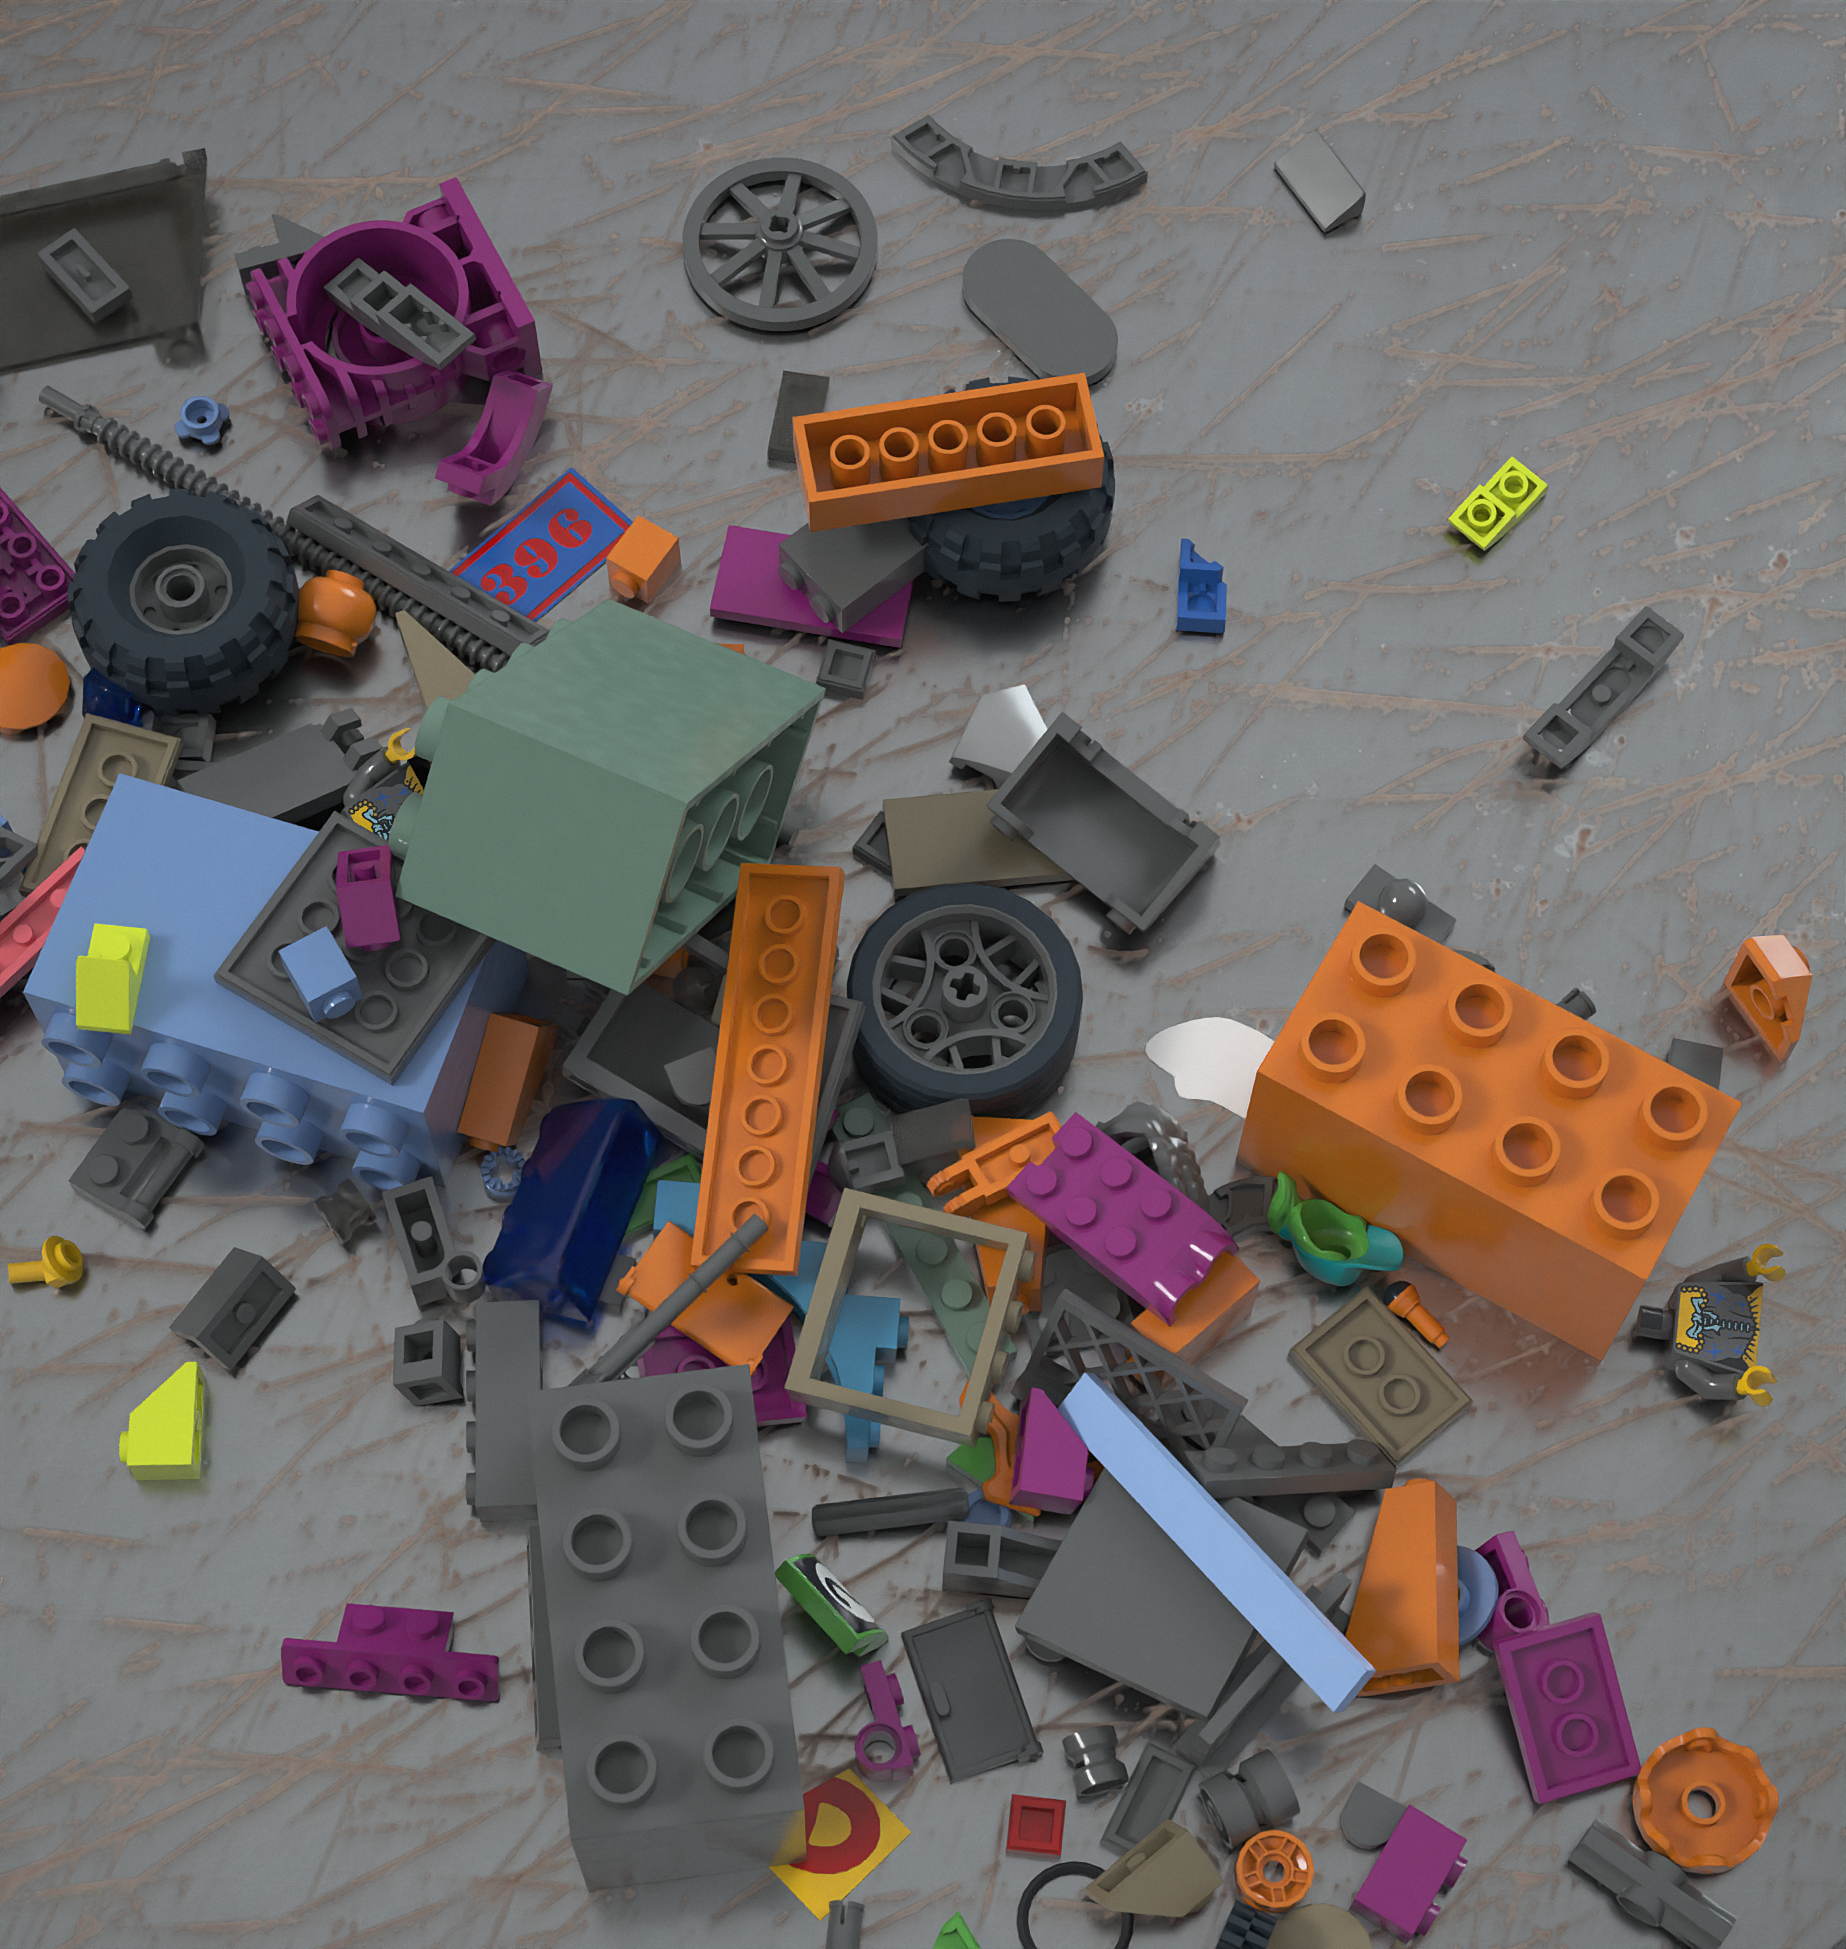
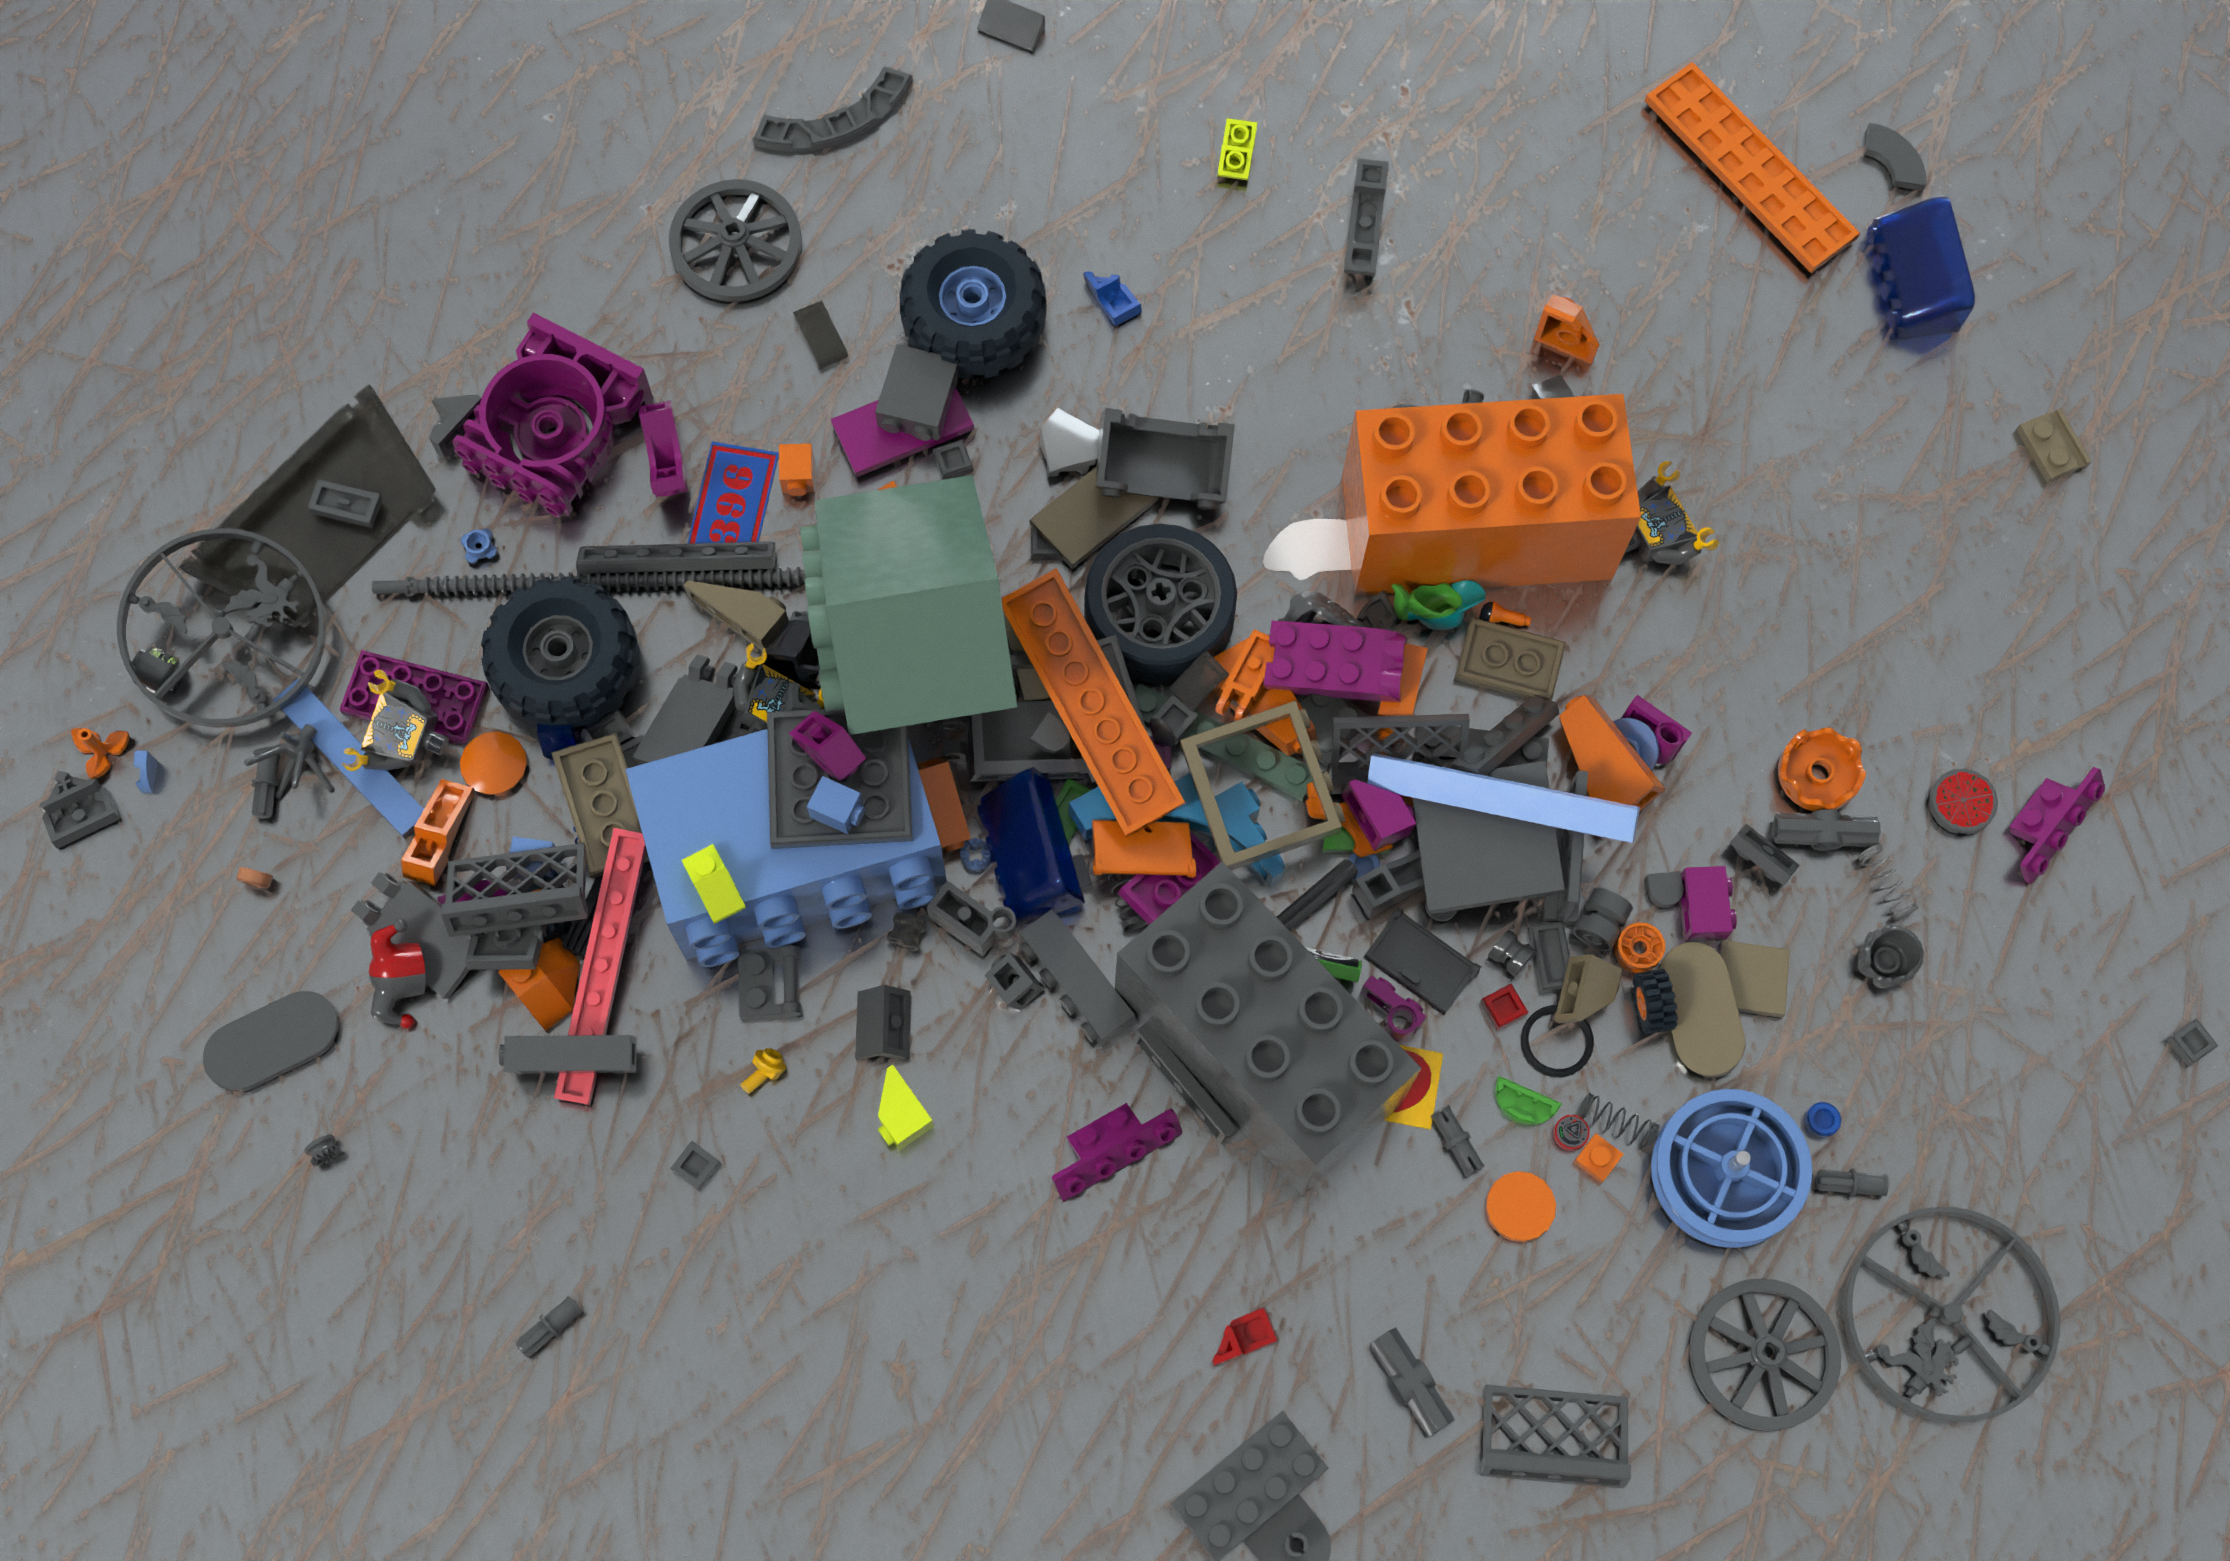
camera: 35 degrees left, 5 degrees up
(334, 614) = (648, 607): orange piece -> none
(399, 314) = (562, 413): dark grey slope -> none
(643, 1335) = (1126, 928): dark grey piece -> none
(947, 452) = (943, 301): orange brick -> none
(1039, 311) = (910, 192): dark grey tile -> none
(1403, 902) = (1340, 404): dark grey tile -> none
(1539, 1863) = (1768, 857): none -> dark grey plate
(1567, 1707) = (1725, 766): magenta plate -> none

